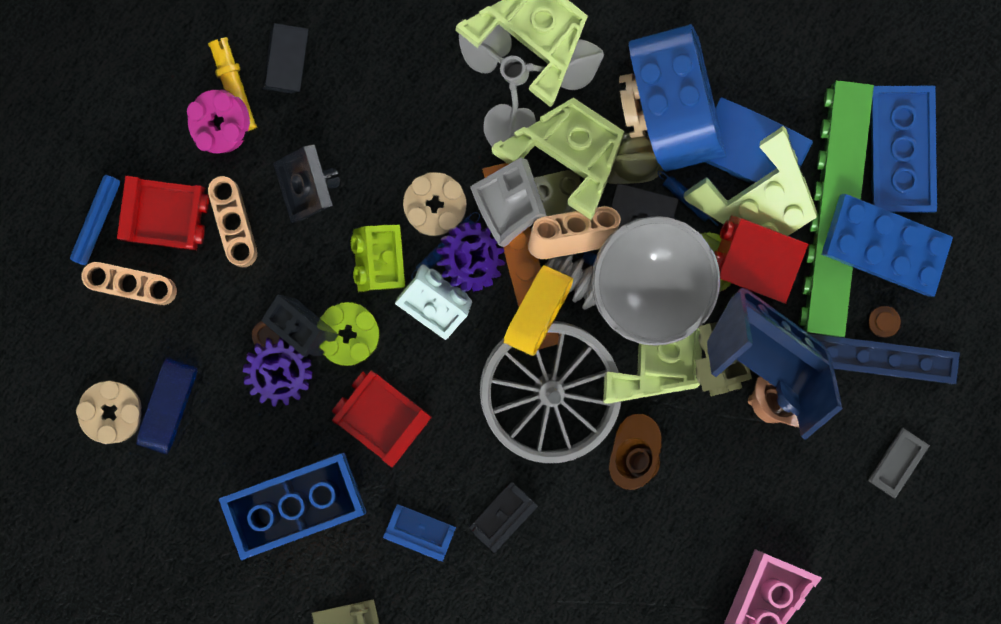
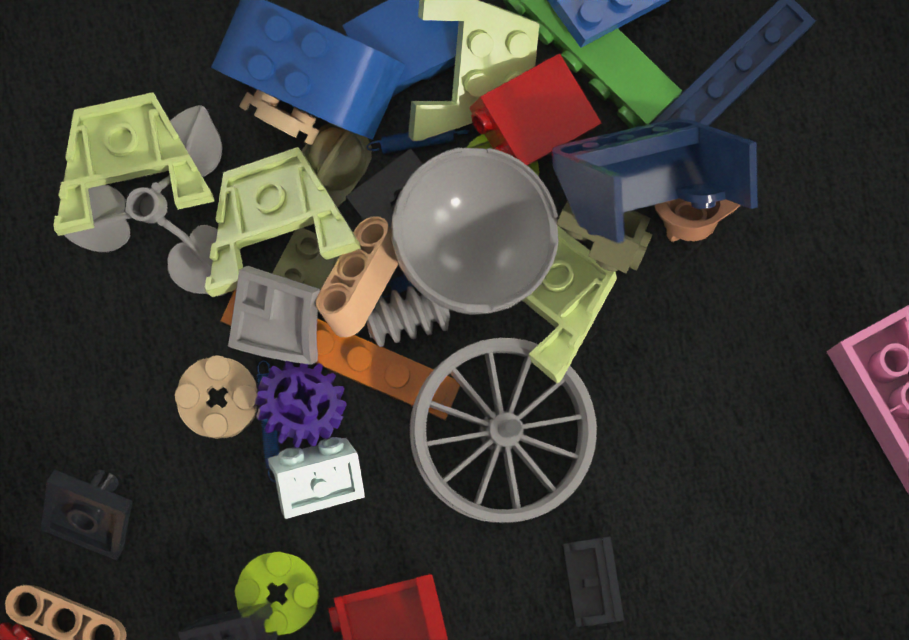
camera: 50 degrees left, 5 degrees down
(378, 257) = (224, 499): lime bracket -> none
(538, 310) = (410, 374): yellow beam -> none
(635, 452) = (633, 392): reddish brown piece -> none
(884, 321) = (696, 43): reddish brown plate -> none
(898, 462) = (850, 140): dark grey tile -> none

